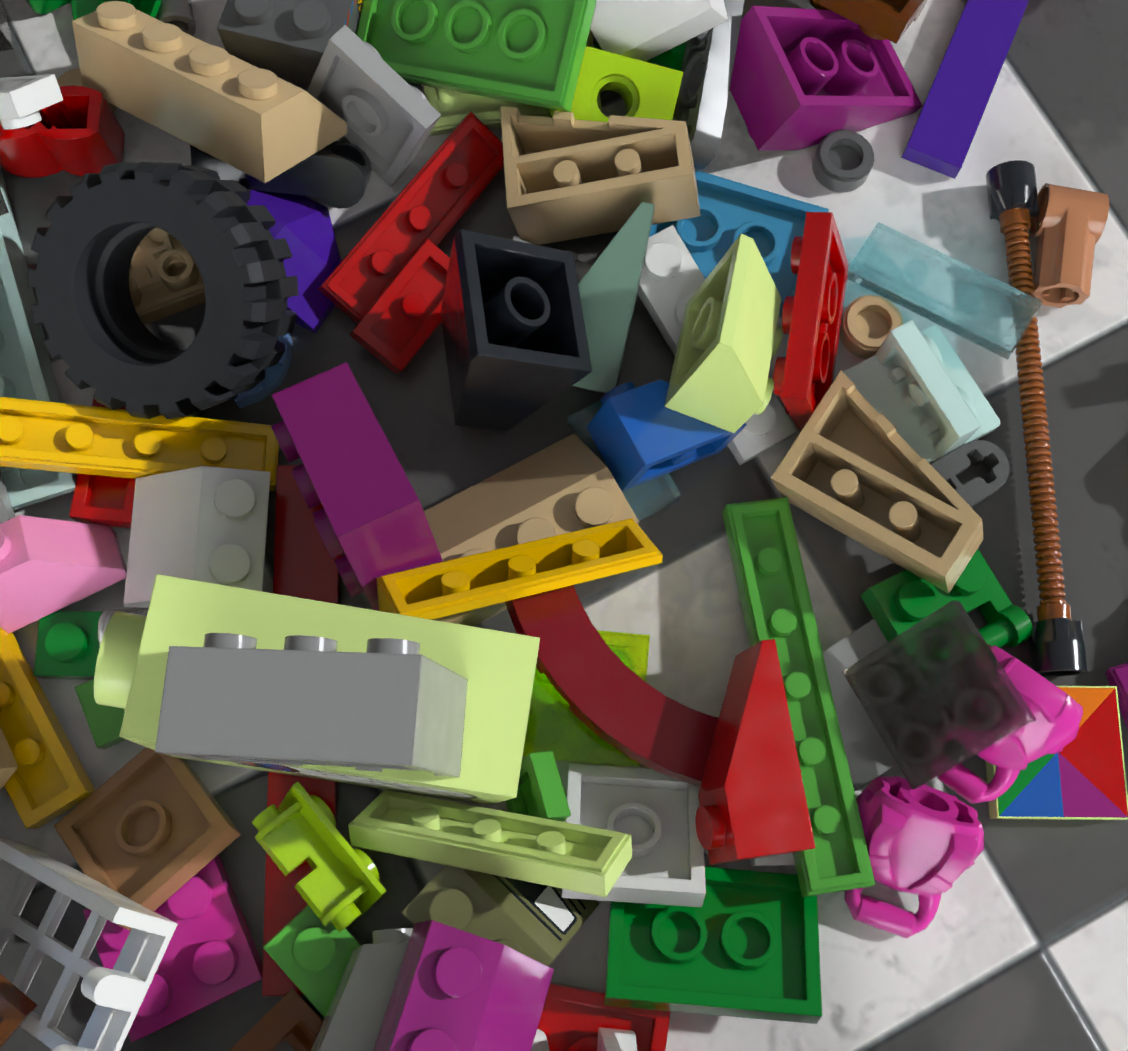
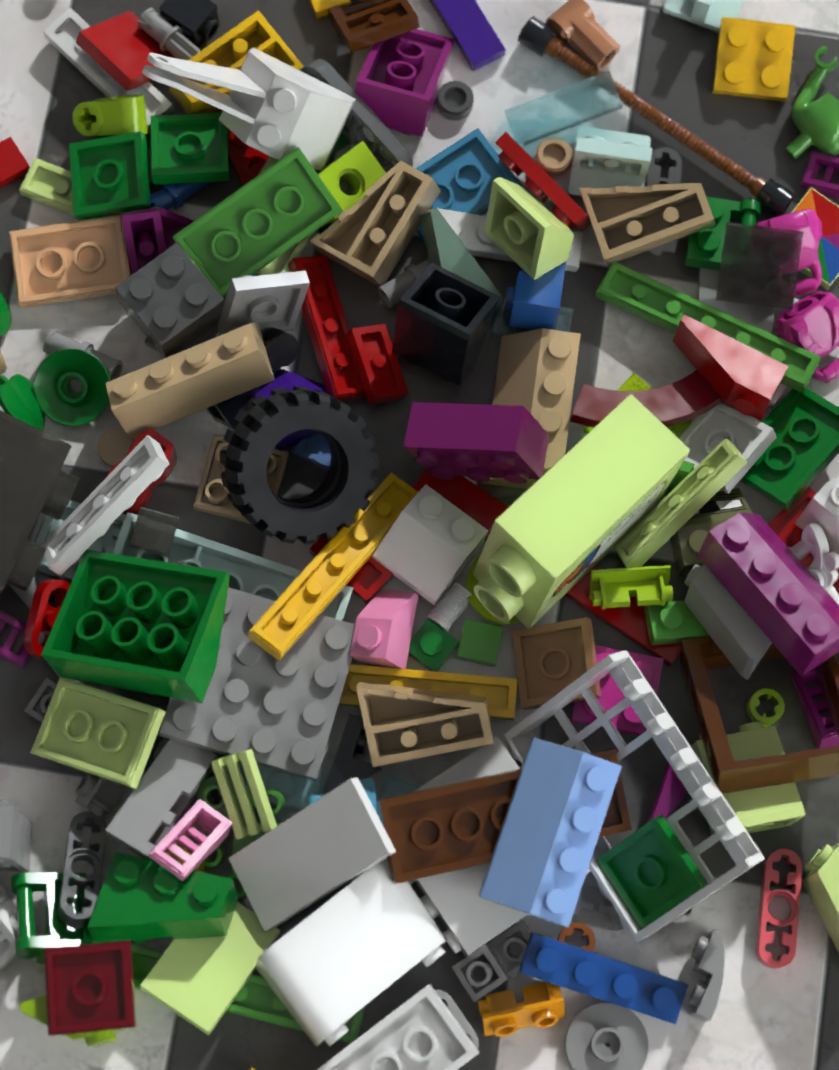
camera: 55 degrees left, 0 degrees up
(313, 705) = (605, 487): light grey wedge -> none
(517, 571) = (572, 398): yellow slope -> none

